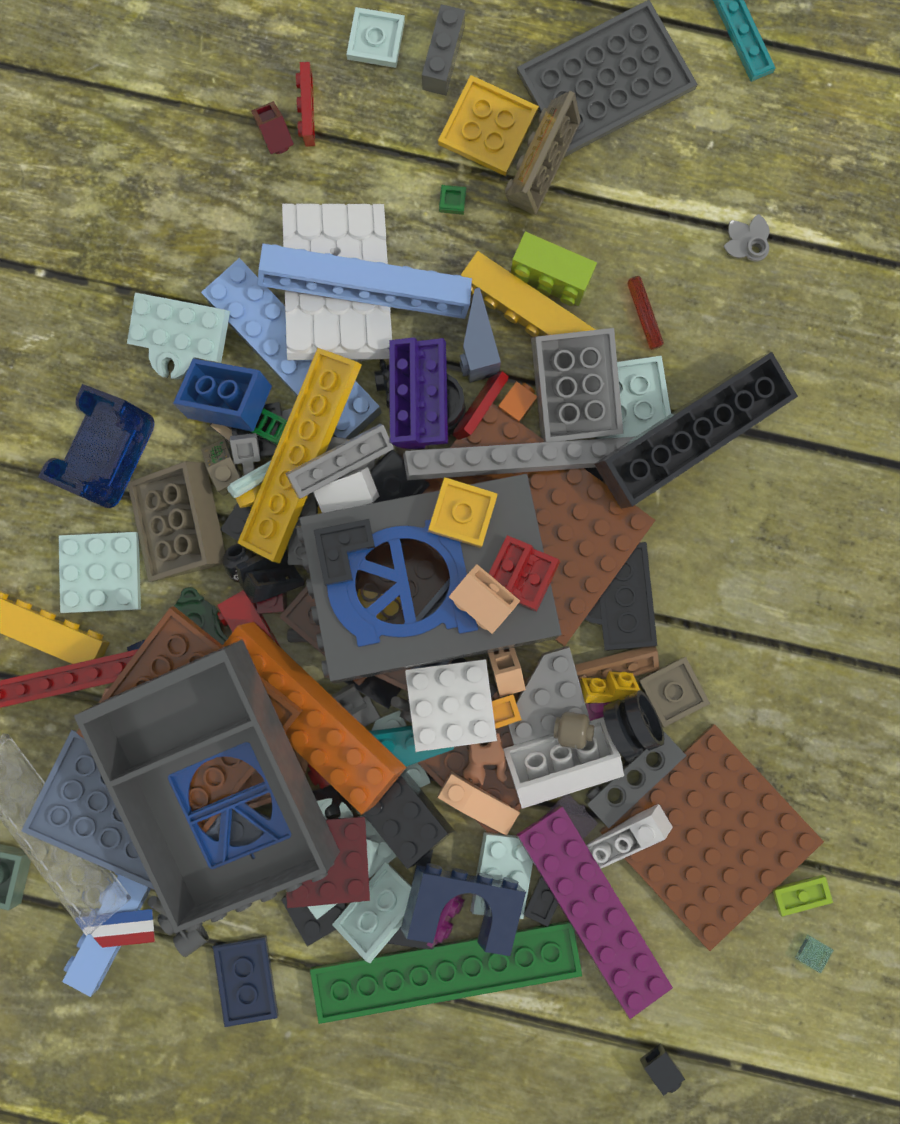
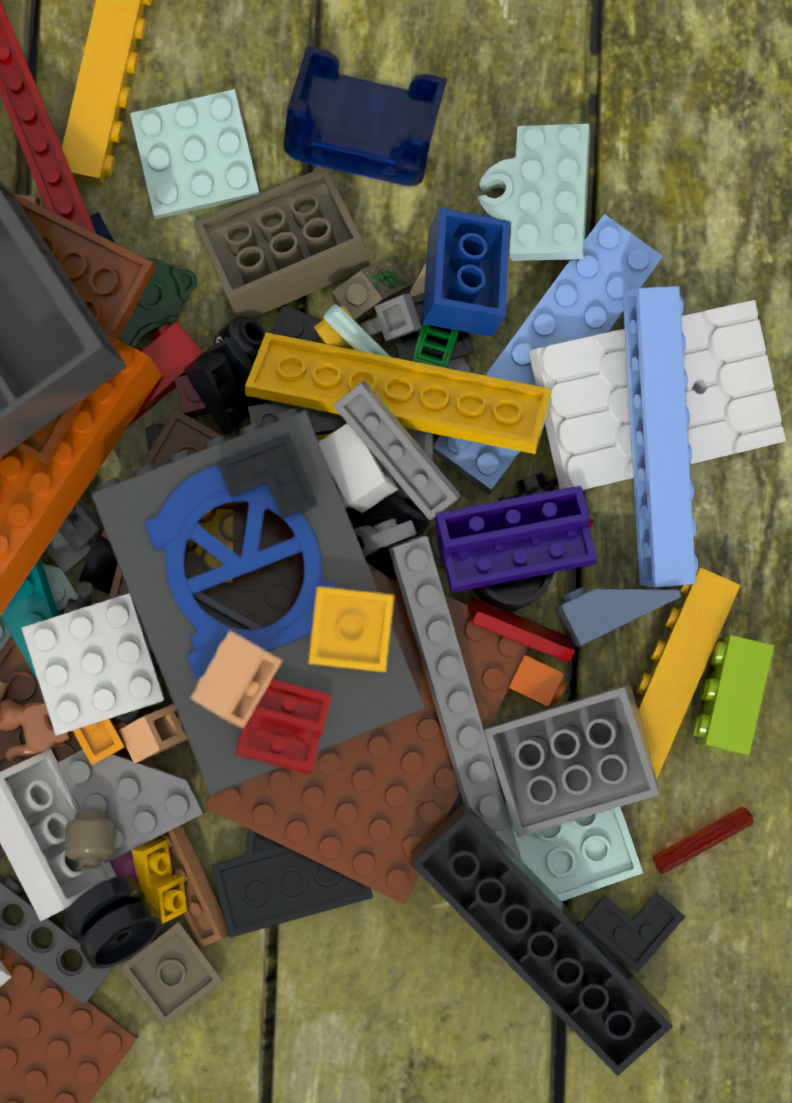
camera: 75 degrees right, 0 degrees up
(398, 480) = (383, 534): none -> light grey plate
(703, 367) = (634, 937): none -> black plate

